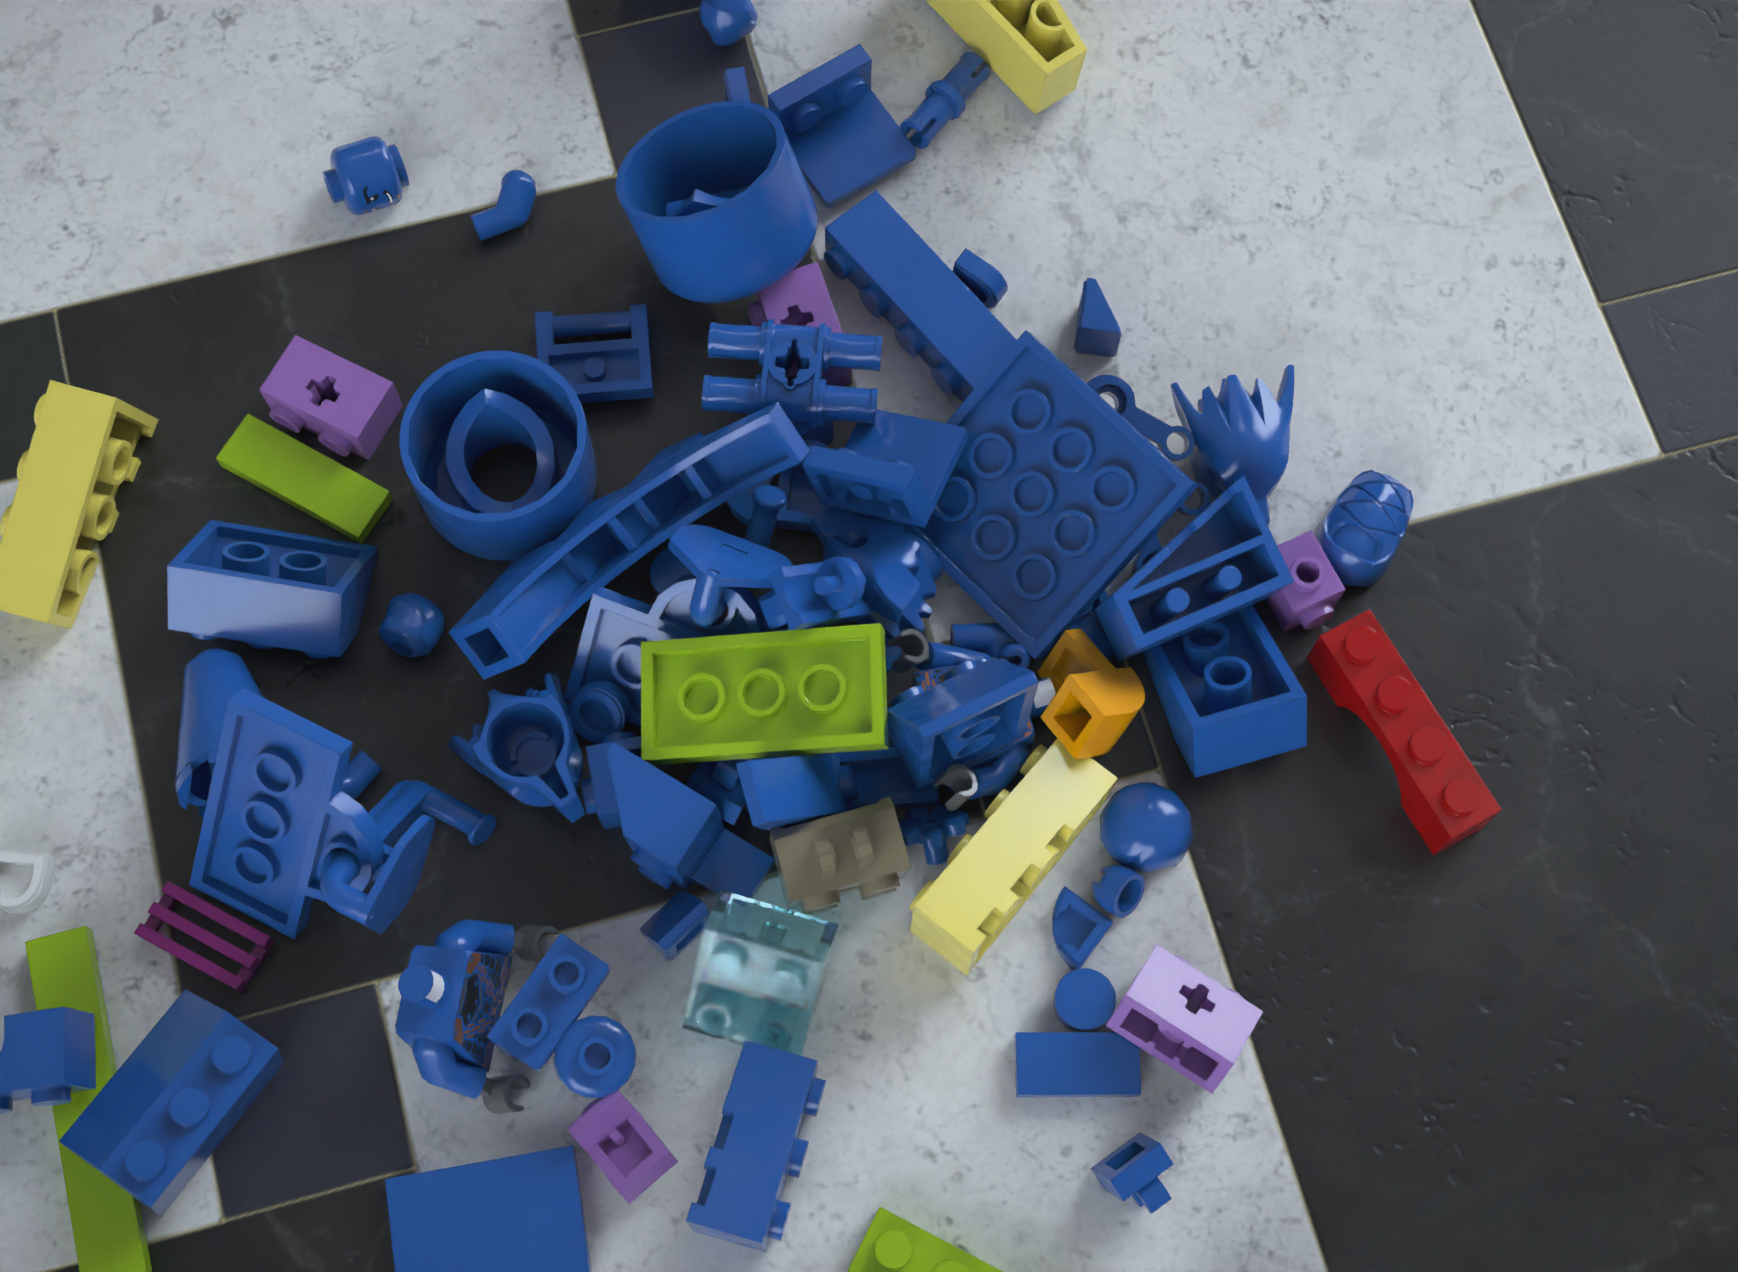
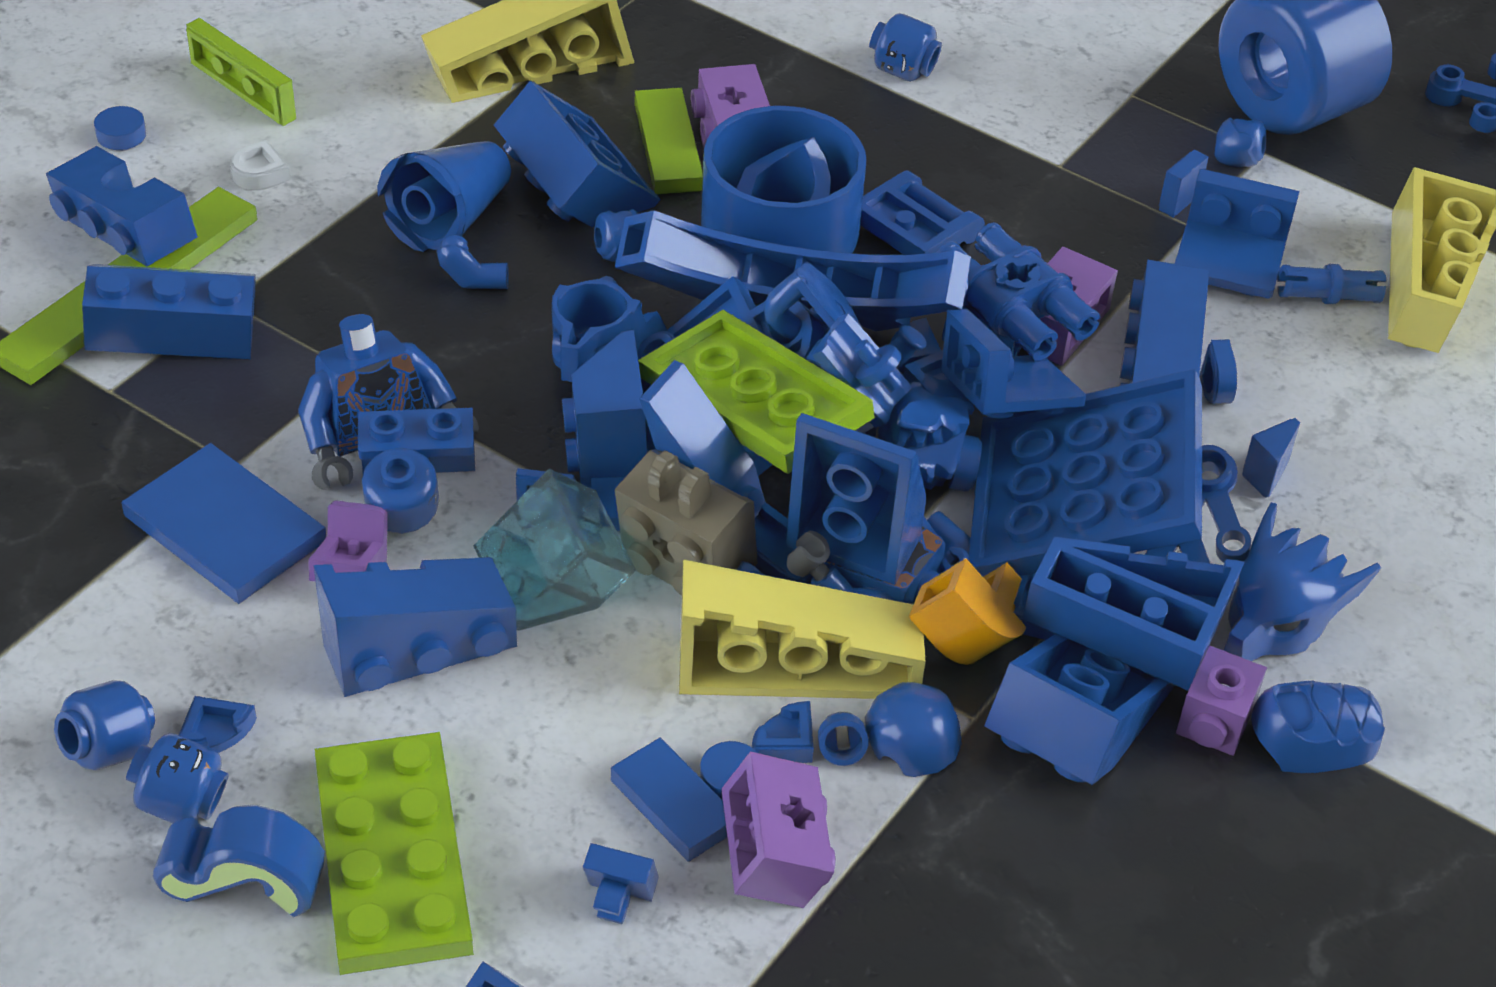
camera: 50 degrees right, 25 degrees down
(162, 912) = (299, 243): magenta tile -> none
(288, 833) = (403, 241): blue plate -> none
(512, 207) = (968, 126): blue arm -> none
(718, 201) = (1089, 185): blue piece -> none
(1433, 773) = (1174, 846): red arch -> none

